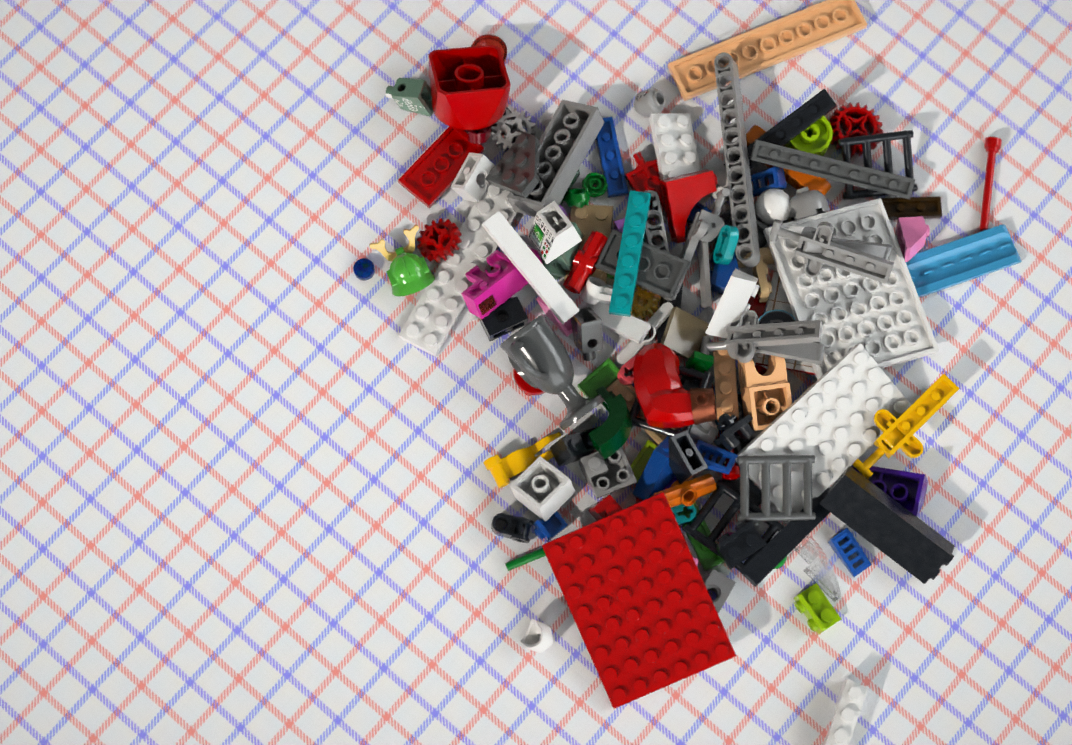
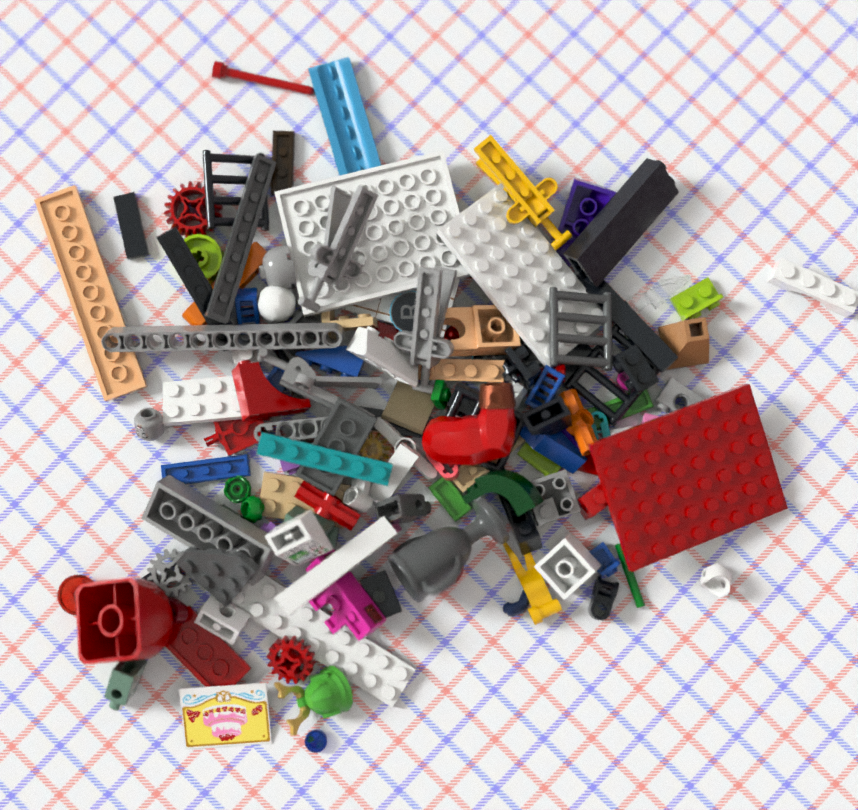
camera: 80 degrees left, 10 degrees up
(384, 187) = (225, 716): none -> sticker
(498, 446) = (518, 607): none -> dark blue arm
(726, 245) = (320, 357): teal beam -> none
(771, 598) = (688, 341): none -> medium nougat slope
(834, 77) = (131, 225): none -> black tile
(844, 556) = (626, 270): blue slope -> none
(911, 235) = (316, 164): bright pink slope -> none

